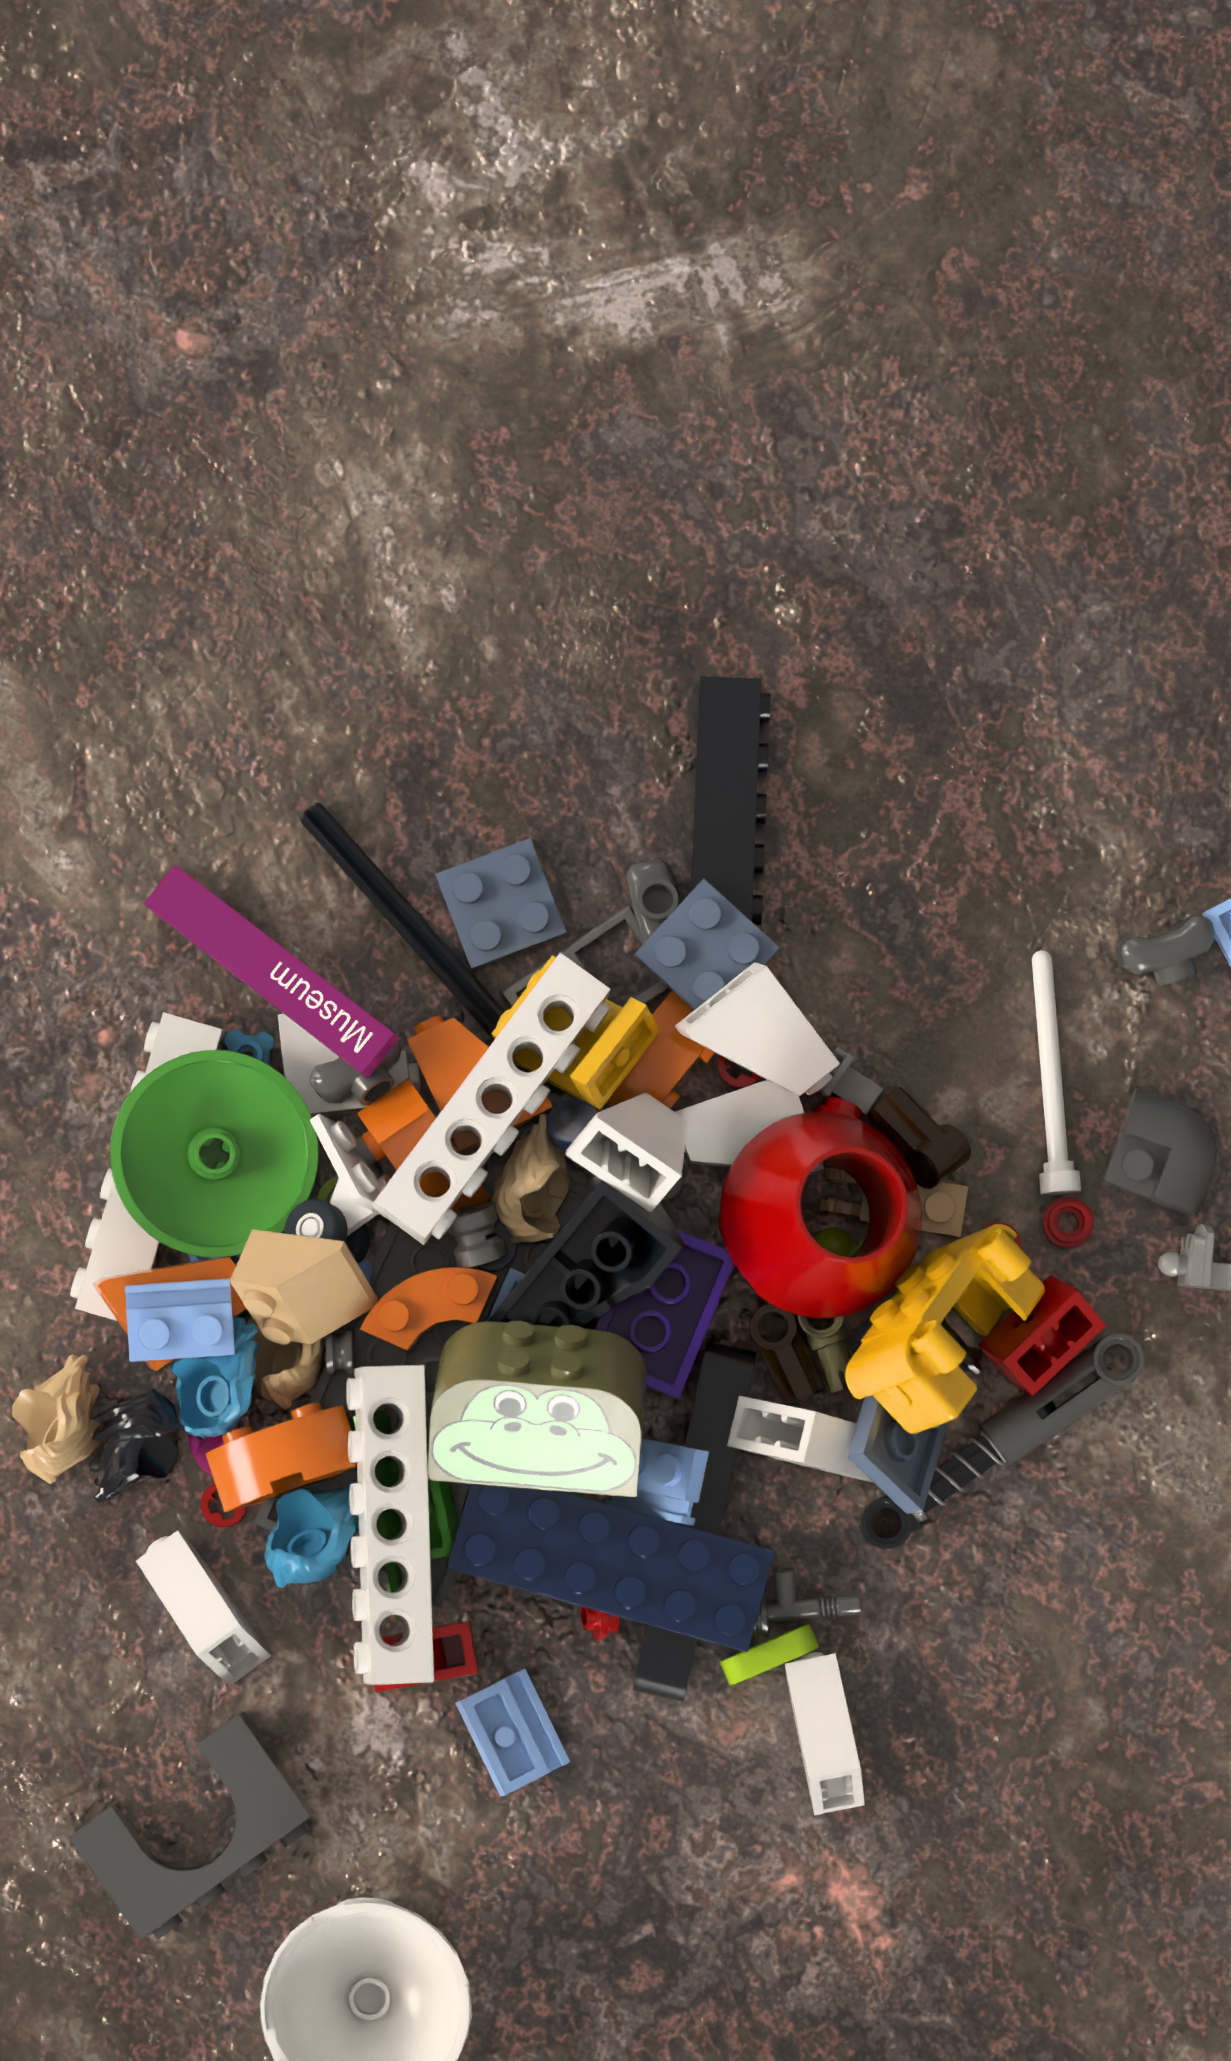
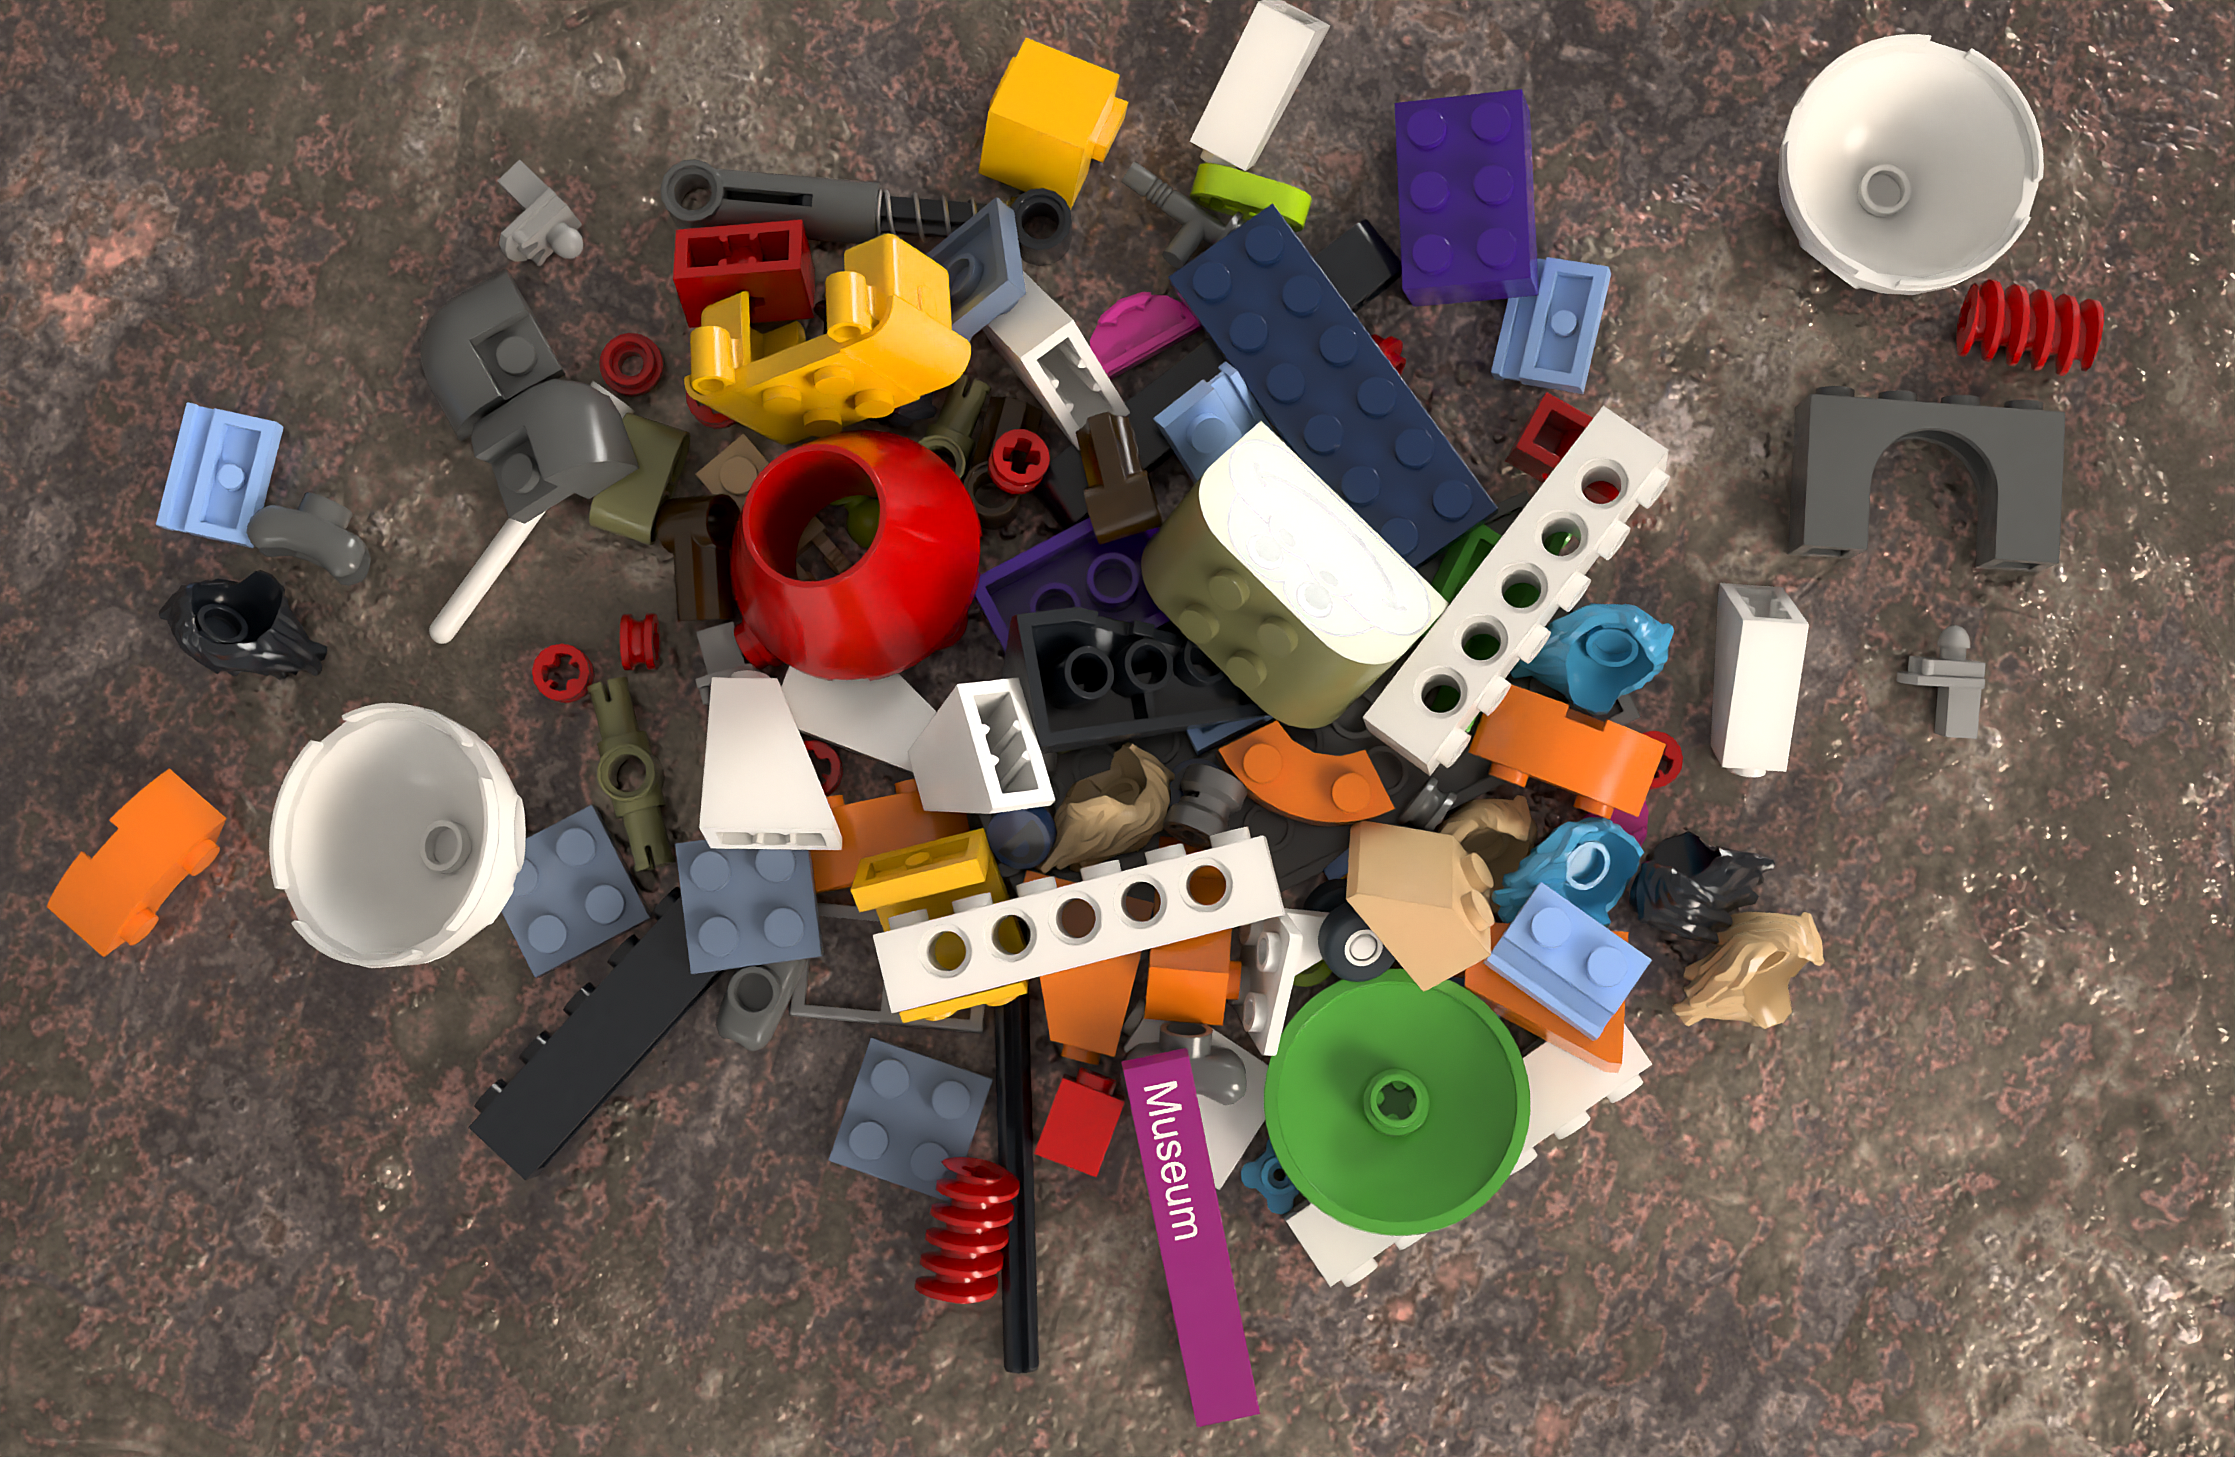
camera: 145 degrees left, 0 degrees up
(74, 1714) = (1957, 681): none -> light grey piece
(207, 1982) = (2030, 324): none -> red piece
(395, 986) = (1081, 1121): none -> red brick
(406, 867) = (972, 1231): none -> red piece
(630, 1763) = (1466, 198): none -> dark purple brick
(687, 1384) = (1119, 491): none -> dark brown piece
(765, 1372) = (1035, 451): none -> red bush
(770, 1506) = (1138, 330): none -> dark pink plate
(828, 866) = (572, 893): none -> sand blue plate
(869, 986) = (619, 743): none -> olive pin
(912, 1054) = (640, 642): none -> red bush
(929, 993) = (551, 658): none -> red bush
(934, 1593) = (1050, 121): none -> yellow plate
(947, 811) = (396, 837): none -> white rock
(1000, 1154) = (634, 501): none -> olive beam
(1065, 1128) = (552, 445): none -> dark grey brick
(1098, 682) = (158, 842): none -> orange brick
(1161, 860) = (242, 627): none -> black hair

